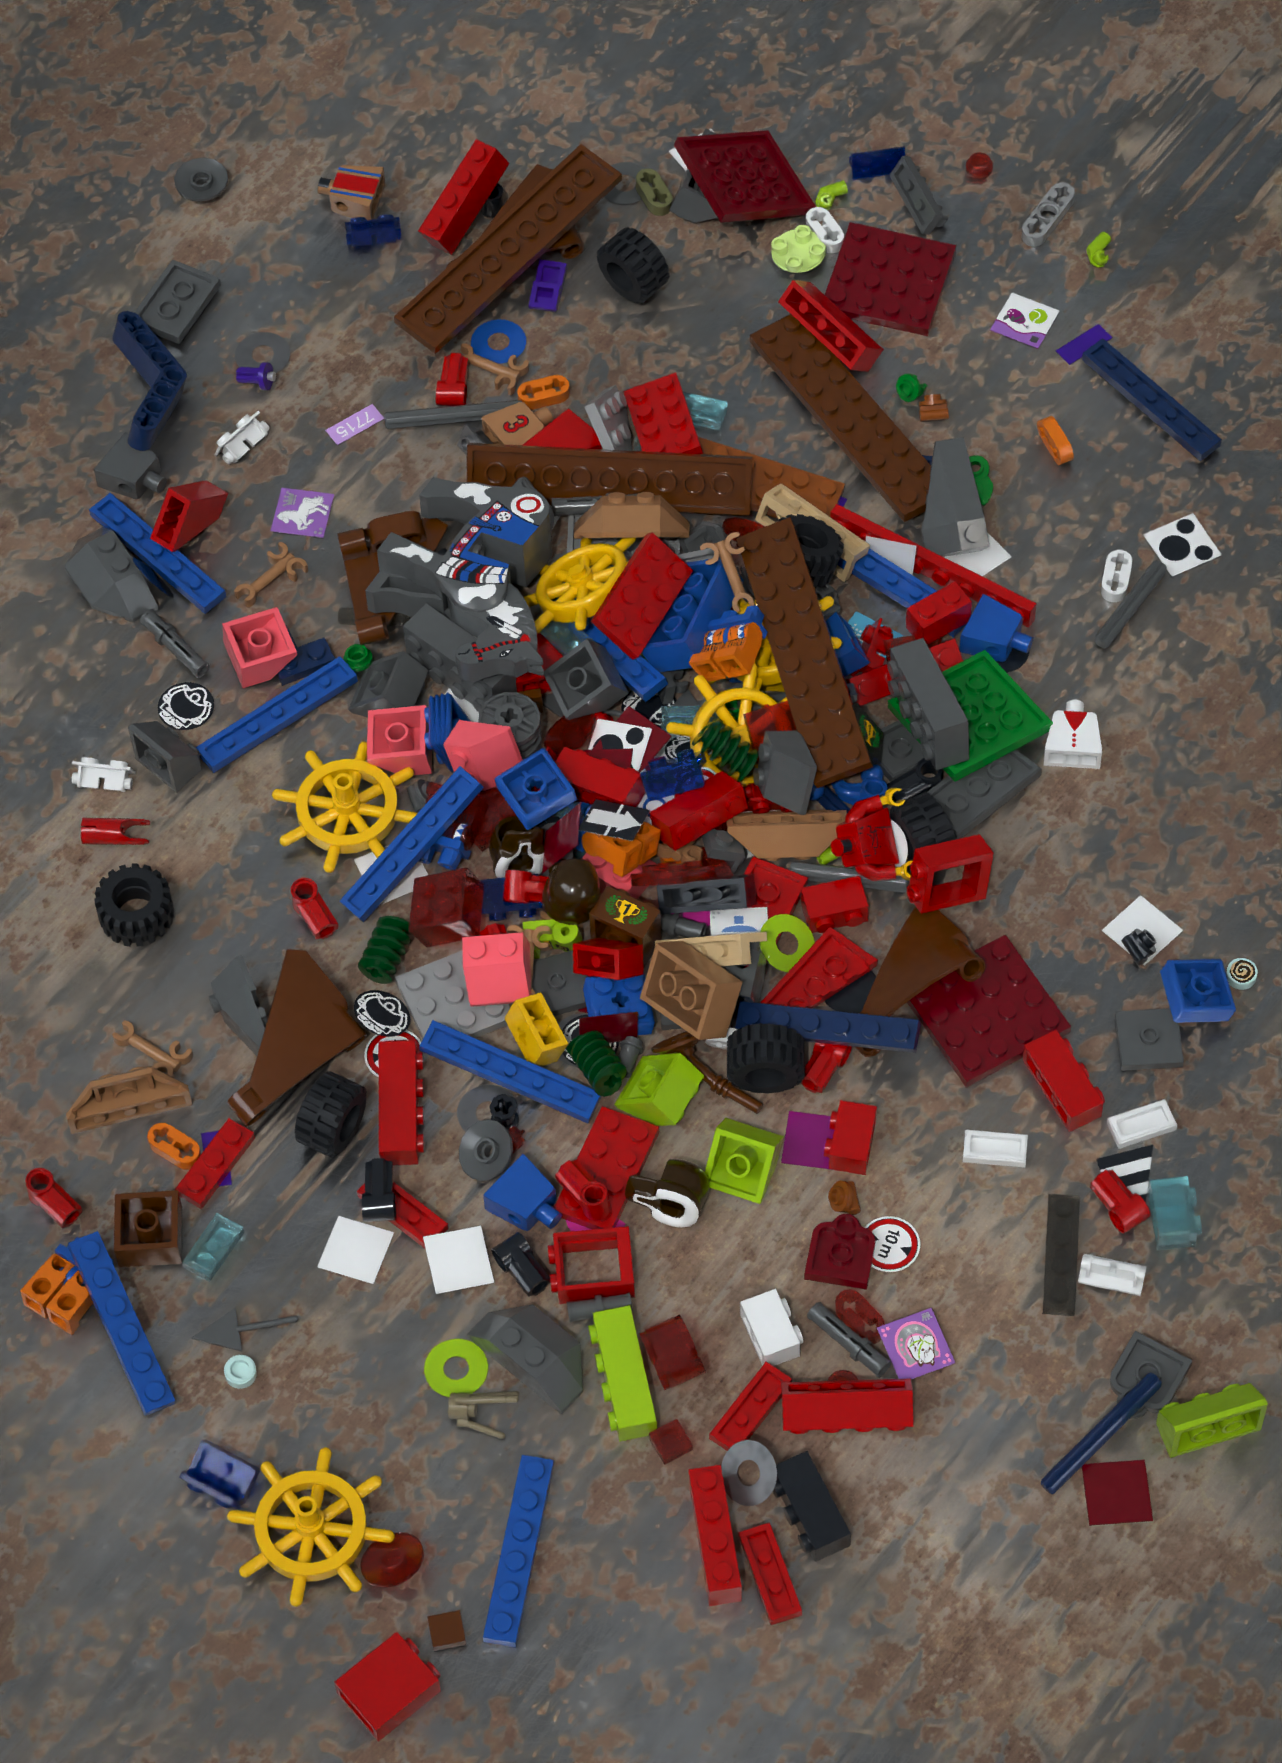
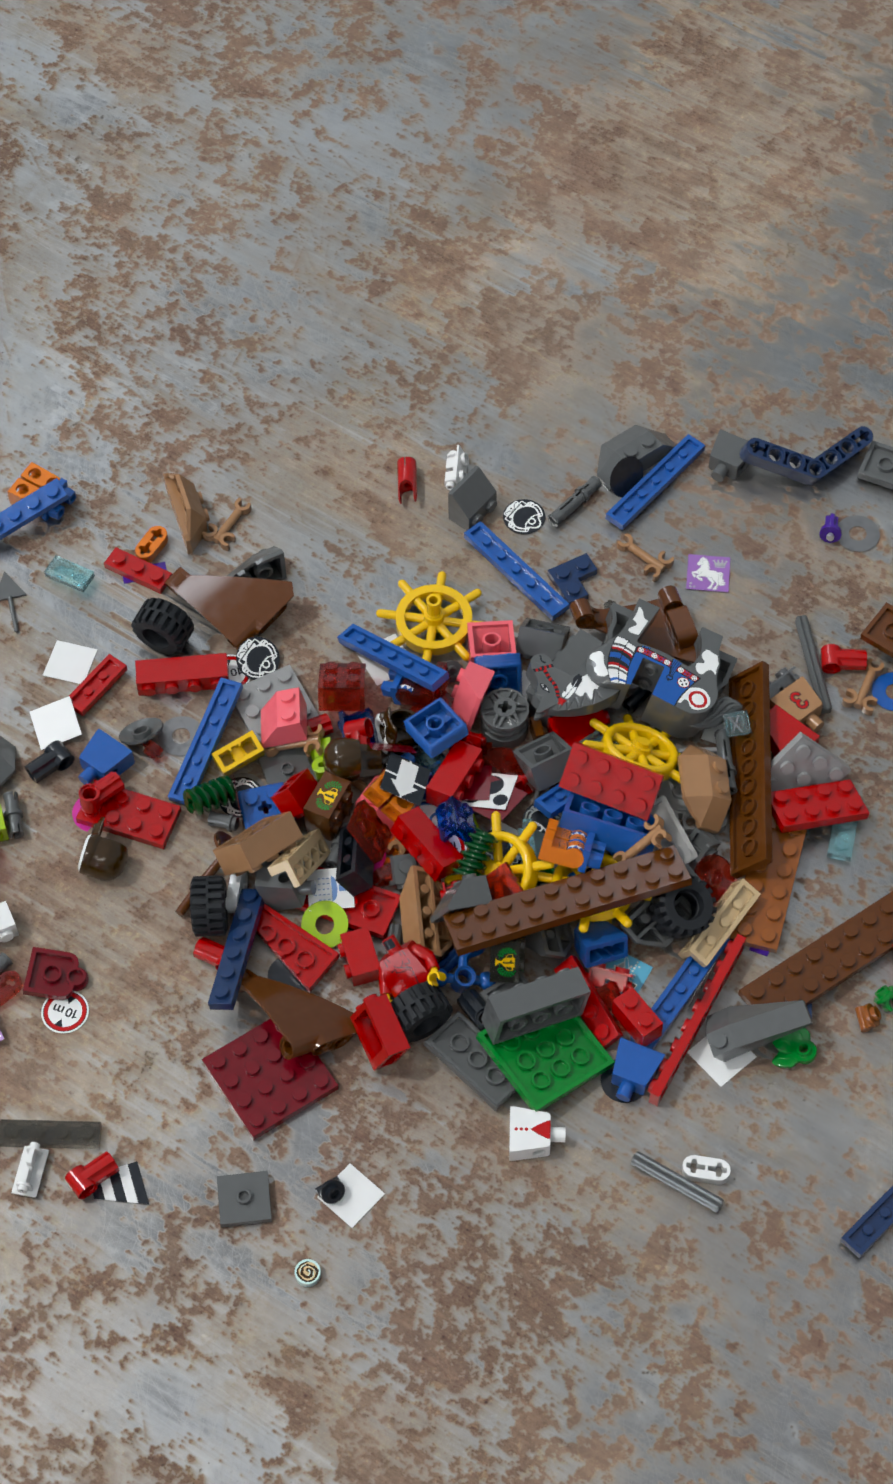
camera: 85 degrees right, 0 degrees up
(53, 1198) = (108, 476): red piece -> none
(128, 885) = (342, 510): black tyre -> none
(148, 1228) = (79, 531): reddish brown brick -> none
(187, 512) = (688, 492): red slope -> none
(233, 444) = (763, 518): white hinge -> none
(258, 646) = (568, 545): coral slope -> none
(313, 909) = (345, 607): red piece -> none
(354, 424) = (797, 599): lavender sticker -> none
(358, 657) = (567, 619): green plate -> none
(379, 1198) = (94, 663): black piece -> none
(384, 949) = (309, 654): dark green piece -> none
(509, 1107) = (171, 741): black bush -> none
(544, 391) = (848, 723): orange beam -> none
(552, 480) = (737, 723): none -> clear light blue tile
(589, 1241) = (51, 826): red window -> none
(660, 1089) = (190, 843): lime slope -> none
(742, 1160) = (133, 901): lime slope -> none
(806, 1140) = (155, 955): magenta sticker -> none
(844, 1197) = (101, 976): dark orange plate -> none
(851, 1138) = (150, 977): red brick -> none
(995, 1148) = (144, 1084): white tile -> none
(1055, 440) = (843, 1115): orange beam -> none
(1063, 1080) = (201, 1130): red brick -> none
(1141, 1124) = (166, 1194): white tile -> none
(1173, 1213) = (79, 1215): clear light blue brick -> none
(1182, 544) = (748, 1227): white sticker -> none
(1198, 990) = (296, 1240): blue brick -> none

